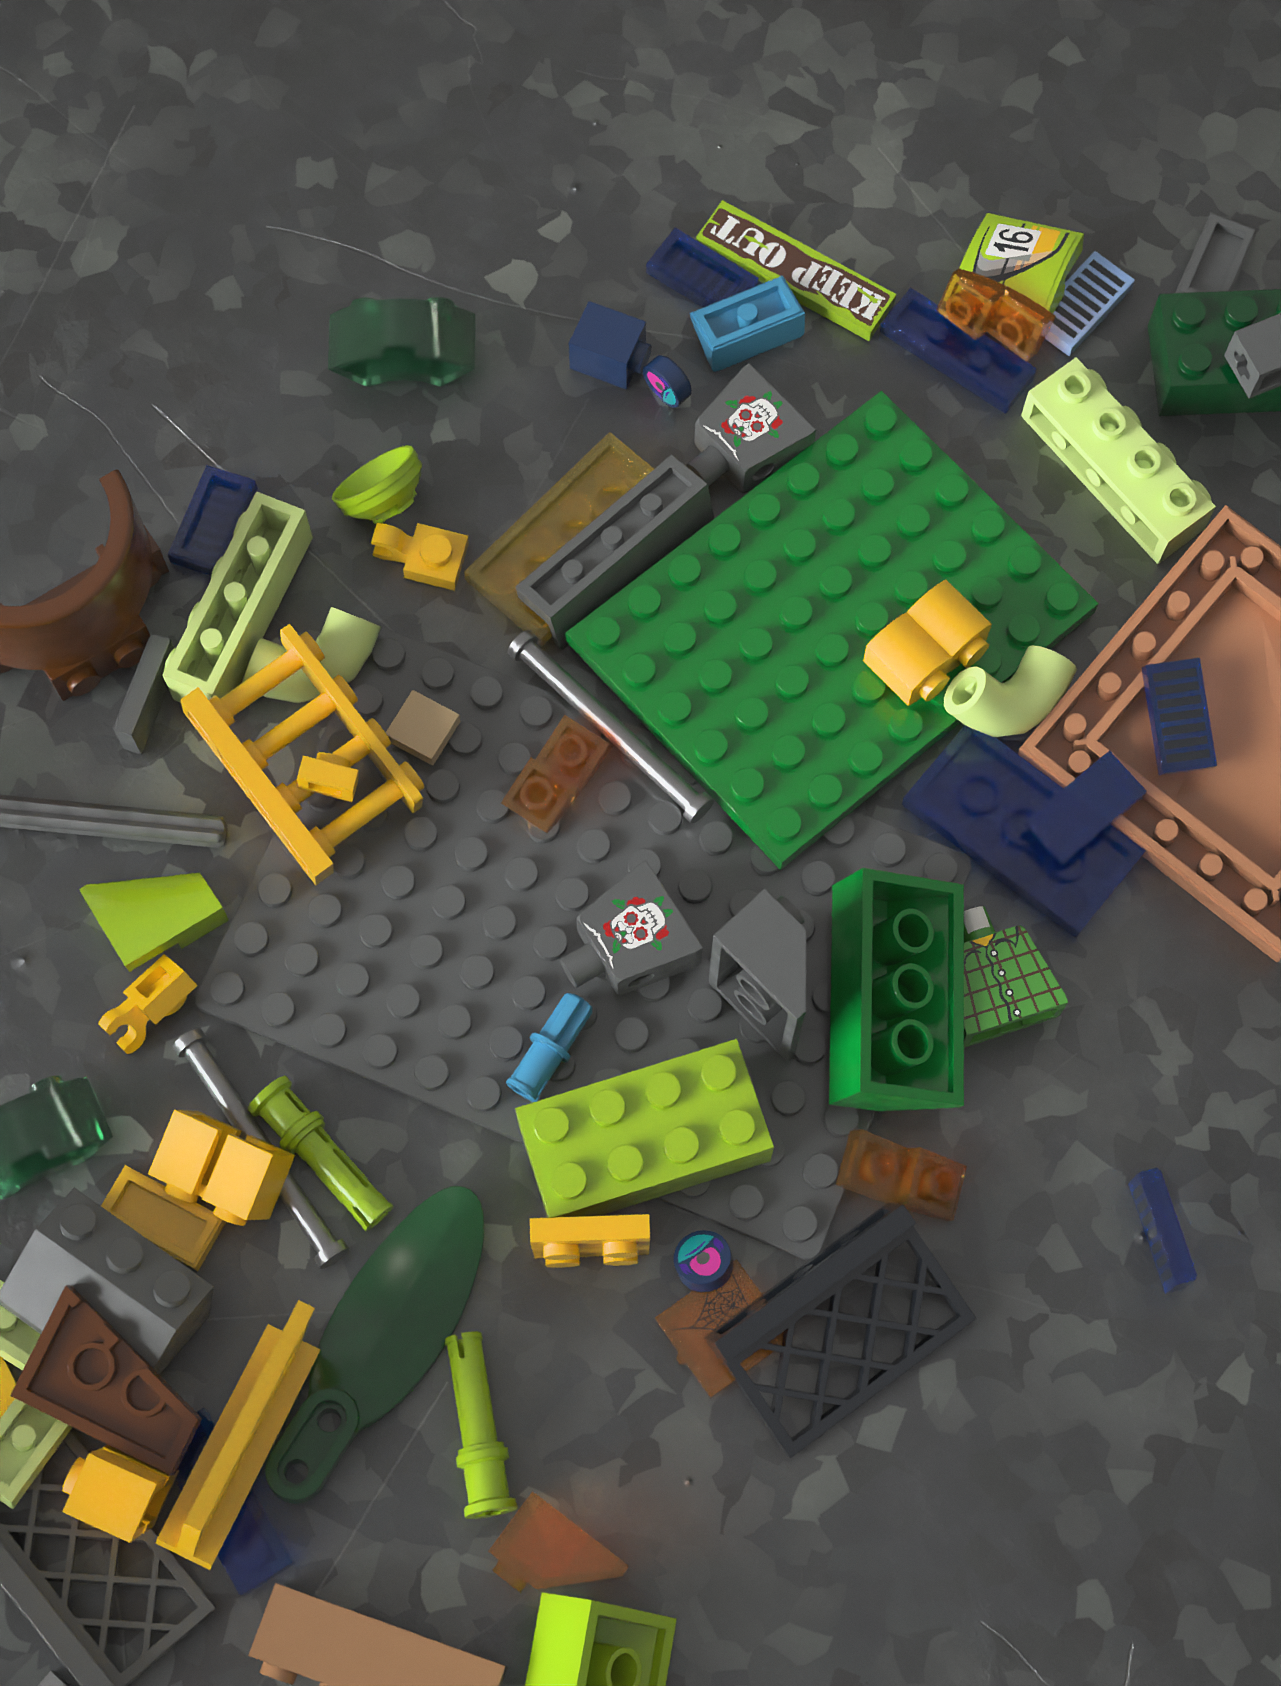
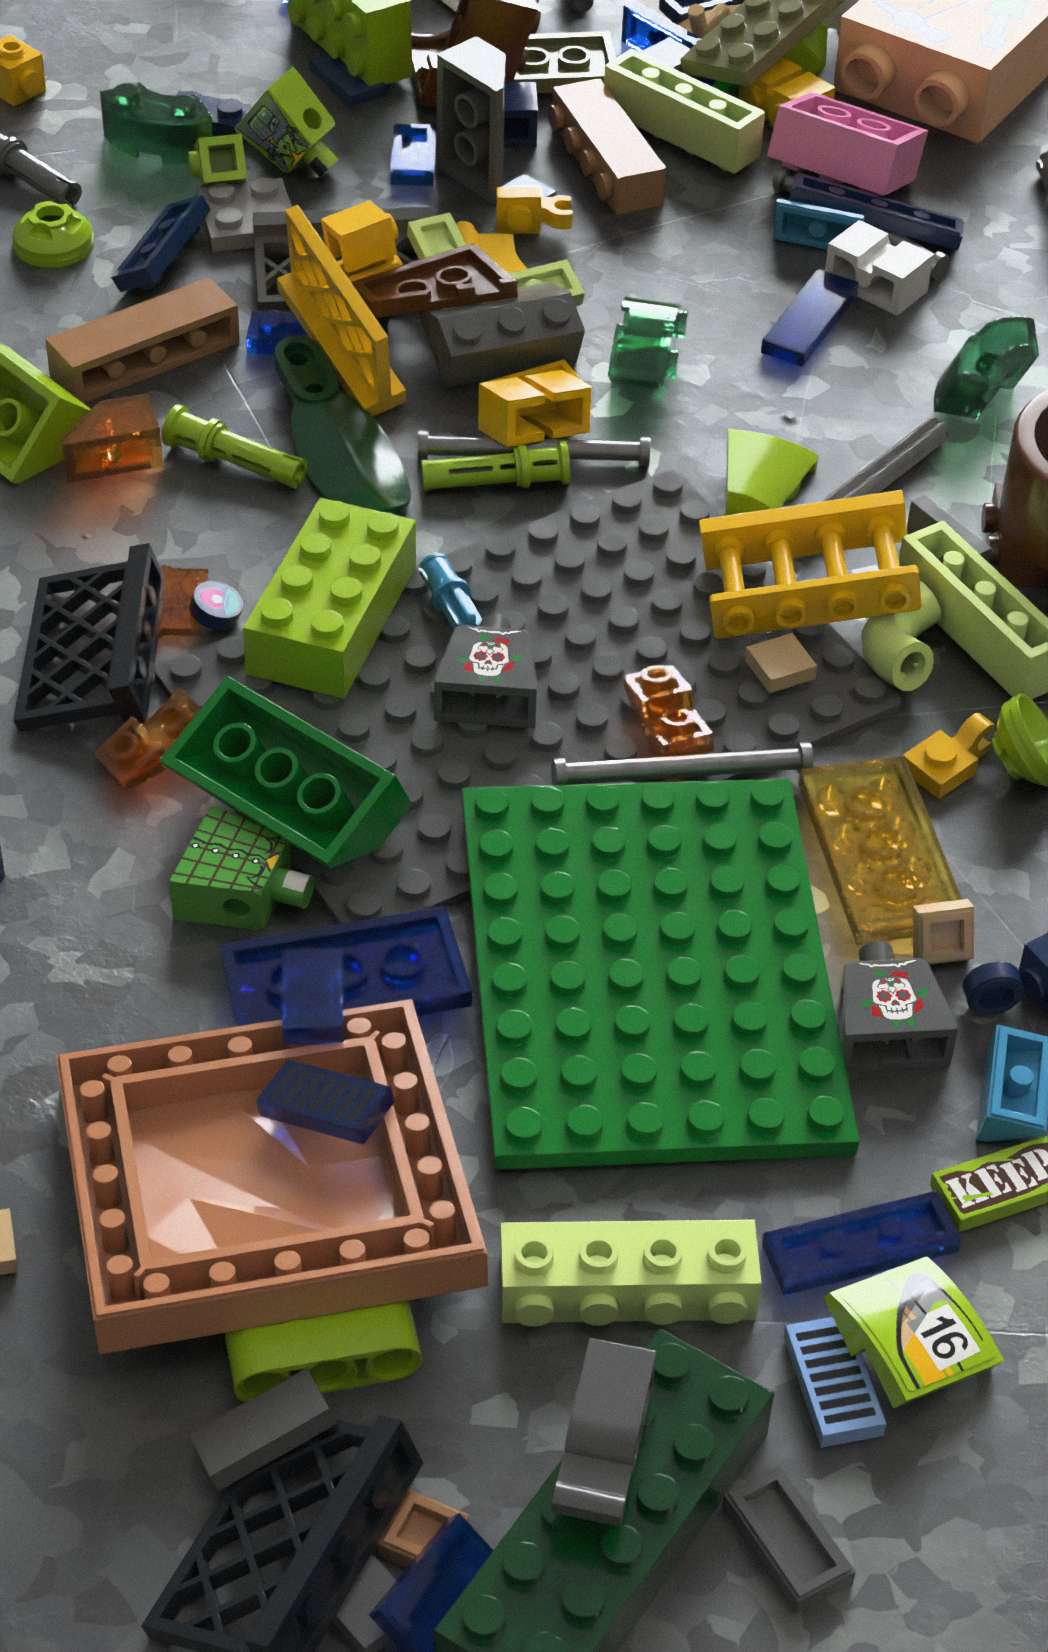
camera: 125 degrees right, 25 degrees down
(150, 997) = (694, 445): yellow plate -> none
(328, 776) = (767, 543): yellow plate -> none
(567, 1239) = (280, 521): yellow plate -> none
(617, 547) = (843, 854): dark grey panel -> none
(638, 440) = (943, 931): none -> tan tile
(762, 969) = (366, 676): dark grey slope -> none
(928, 643) = (558, 967): yellow brick -> none
(985, 305) = (878, 1251): clear orange slope -> none
(1018, 703) = (453, 1013): yellowish green cylinder -> none

